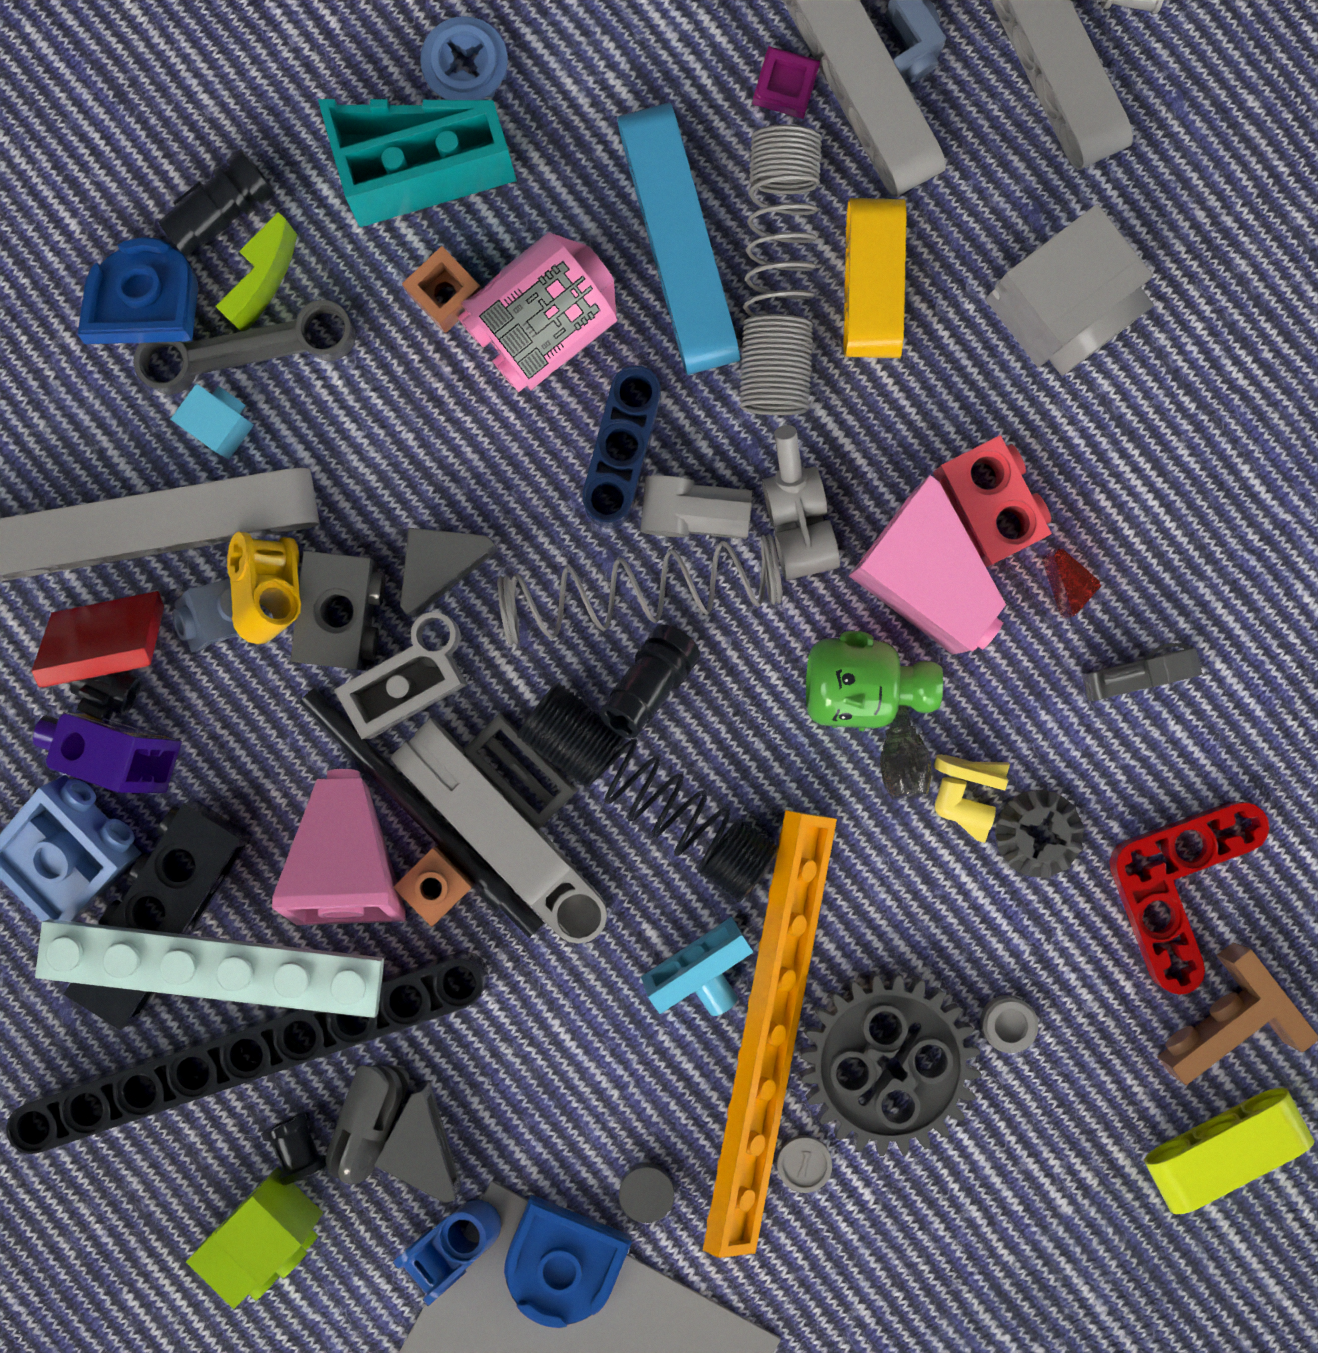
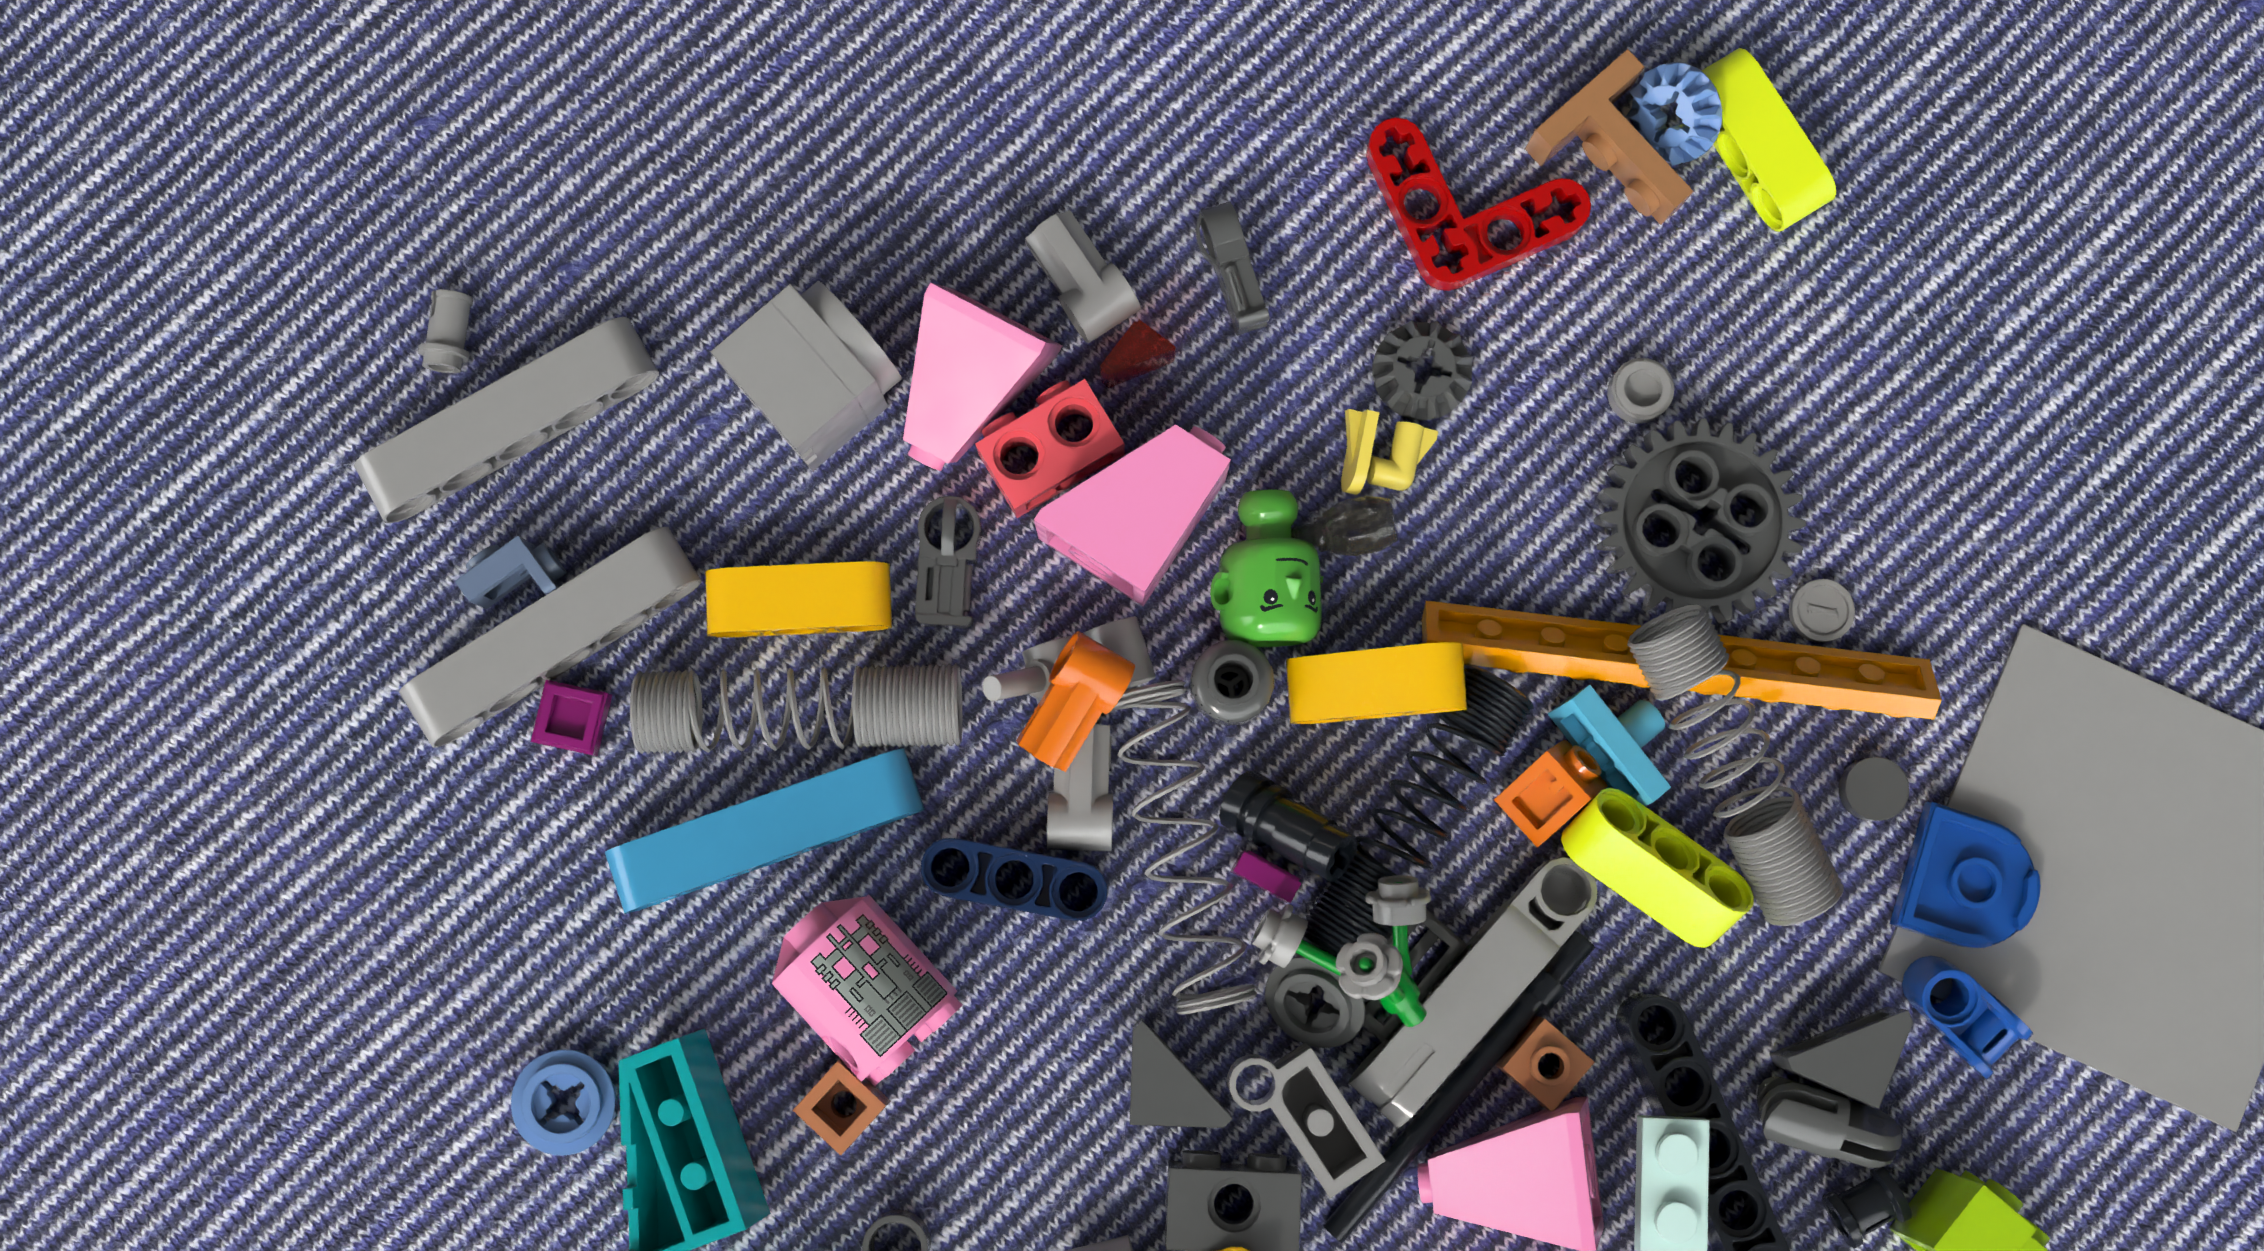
camera: 100 degrees left, 5 degrees down
(497, 676) = (1292, 1005): none -> dark grey gear
(523, 731) = (1369, 965): none -> light grey plant
(592, 996) = (1657, 868): none -> neon yellow beam
(609, 661) = (1266, 876): none -> magenta tile
(609, 1095) = (1768, 838): none -> light grey piece
(664, 913) = (1552, 791): none -> orange bracket
(767, 767) = (1376, 683): none -> yellow beam
(781, 510) = (1083, 686): none -> orange piece
(786, 625) = (1250, 669): none -> dark grey head
(887, 406) = (944, 574): none -> dark grey piece
(1065, 433) = (966, 373): none -> bright pink slope
(1133, 545) = (1089, 289): none -> light grey piece
(1262, 1096) = (1697, 107): none -> medium blue gear

